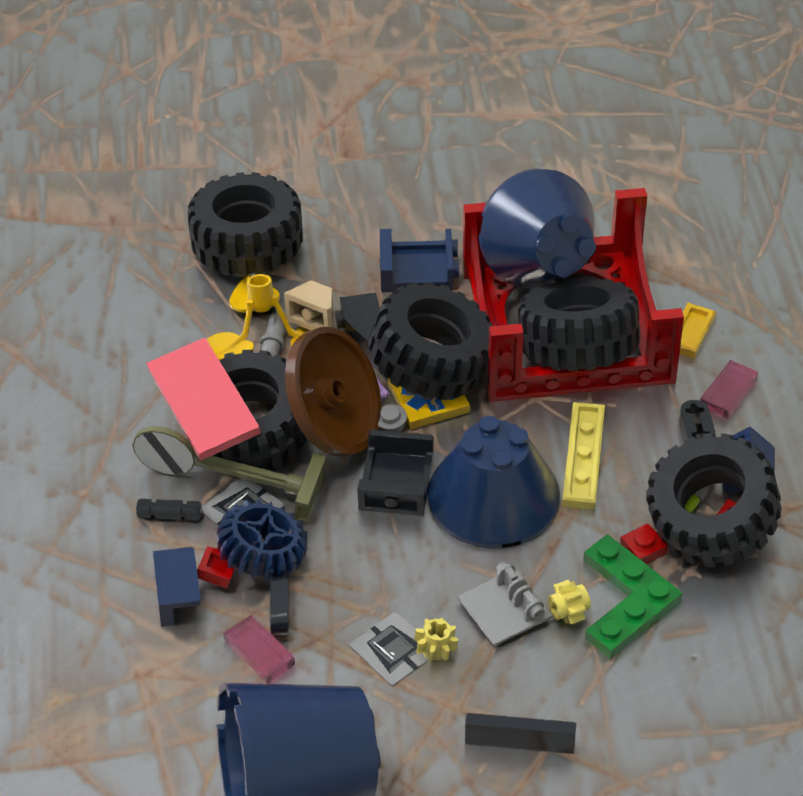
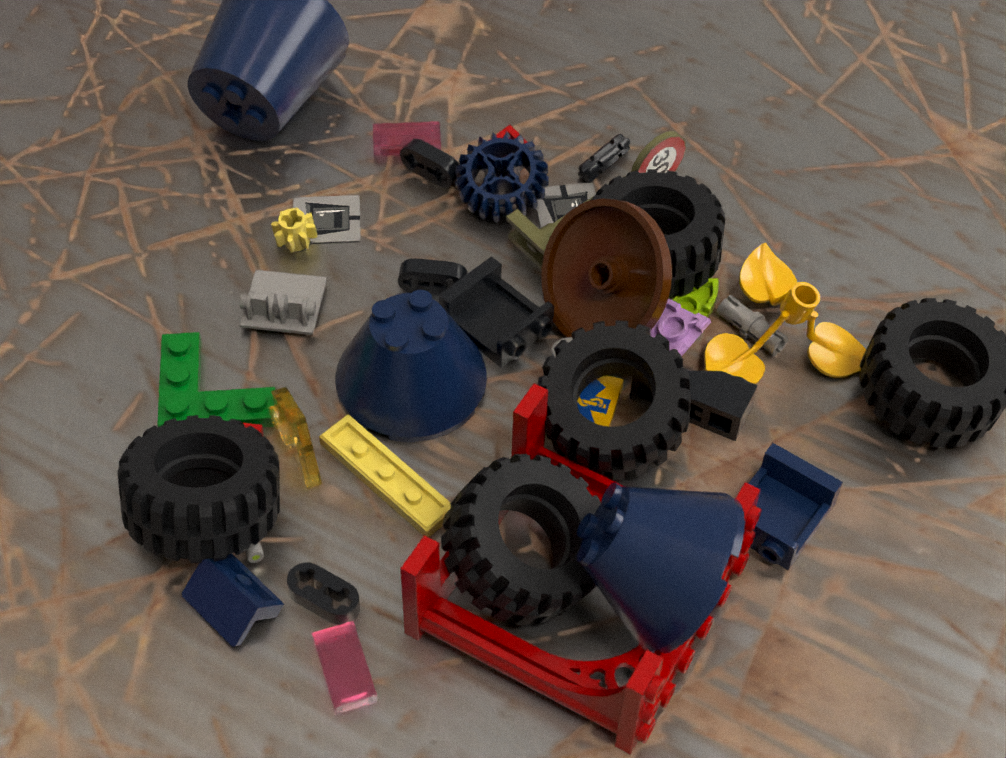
camera: 125 degrees right, 5 degrees up
(175, 581) = (514, 108): dark blue panel -> none
(203, 398) = (675, 177): coral tile -> none
(310, 305) = (767, 362): tan slope -> none
(399, 528) = (429, 275): none -> black beam
(520, 733) = (156, 226): black tile -> none
(569, 602) = (232, 333): light yellow gear -> none
(611, 504) = (295, 433): none -> clear yellow wing
(695, 328) = (459, 702): yellow tile -> none

